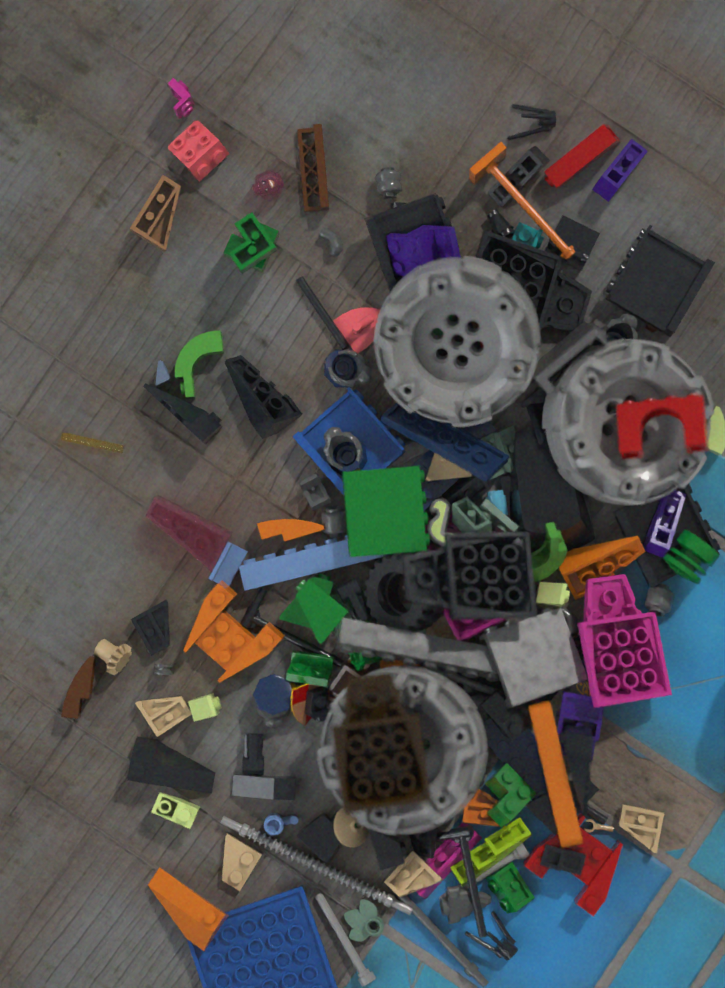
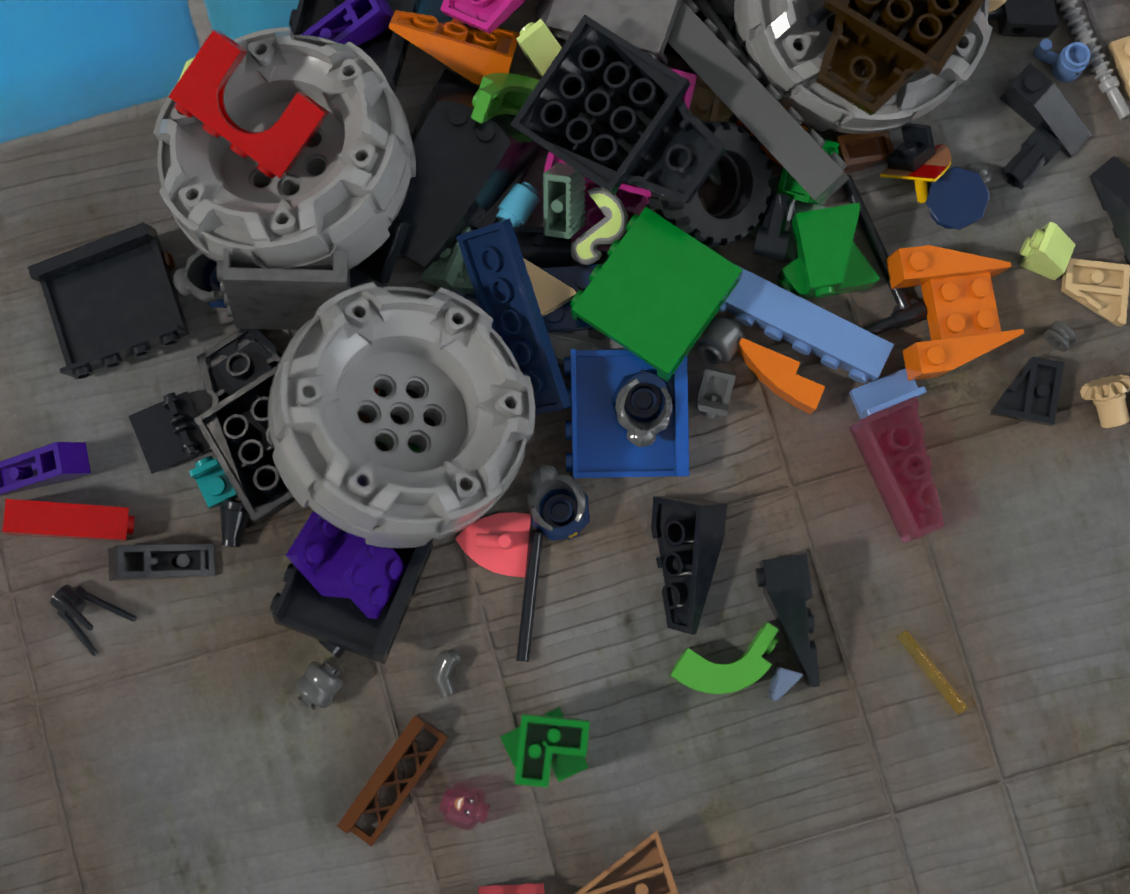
camera: 145 degrees left, 5 degrees down
(310, 668) = (889, 195): green bracket -> none
(489, 164) = (181, 599): orange tile -> none
(499, 520) = (530, 171): sand green wing -> none

